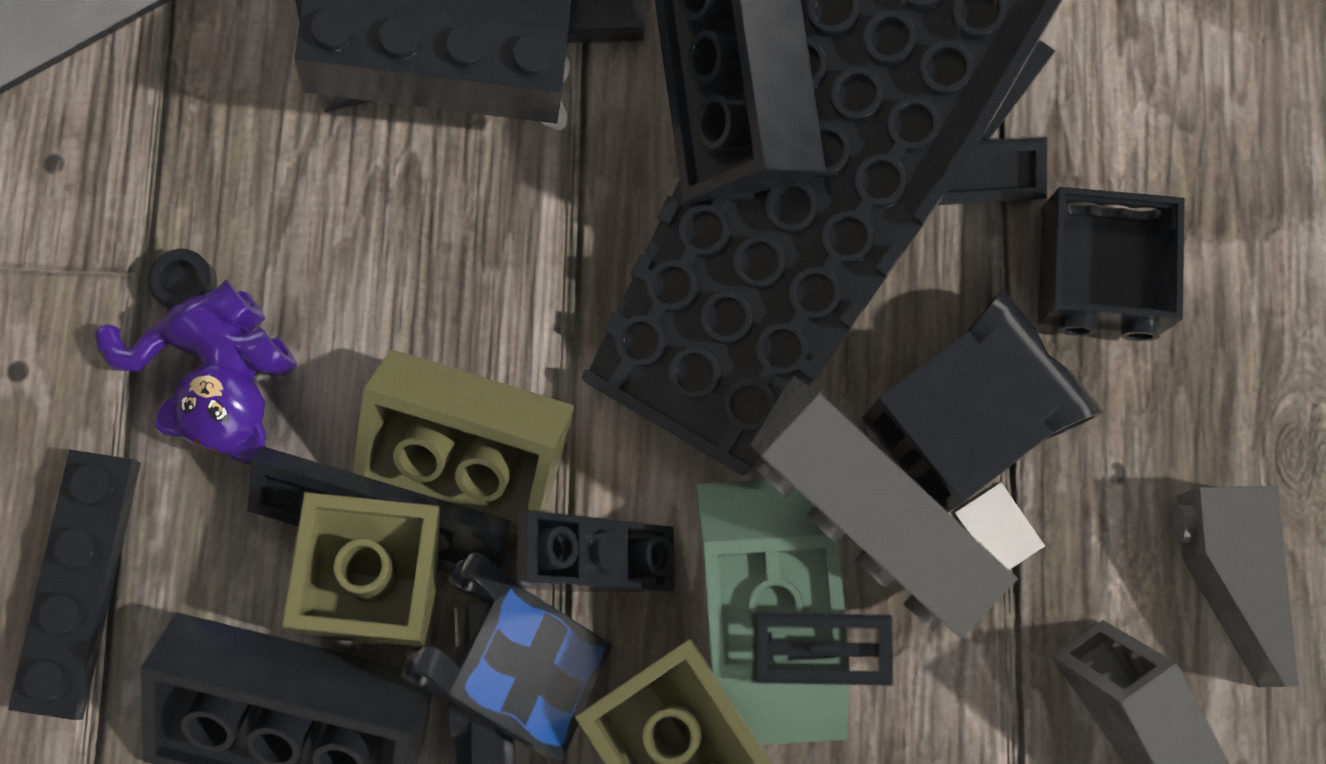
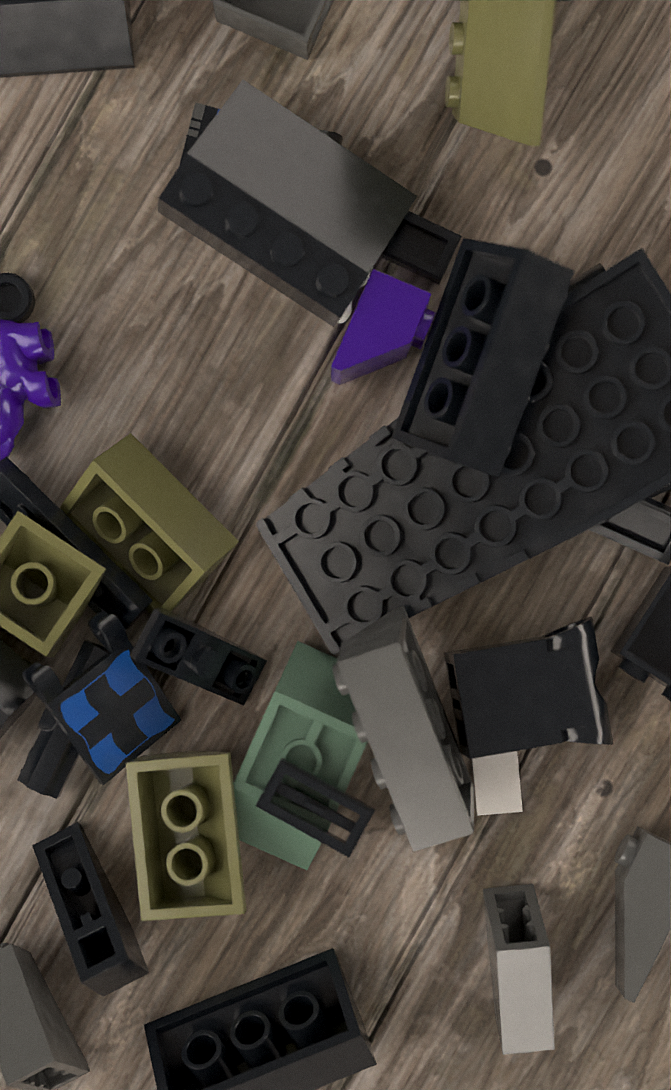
camera: 30 degrees right, 10 degrees up
(614, 92) = (383, 327): none -> dark purple slope

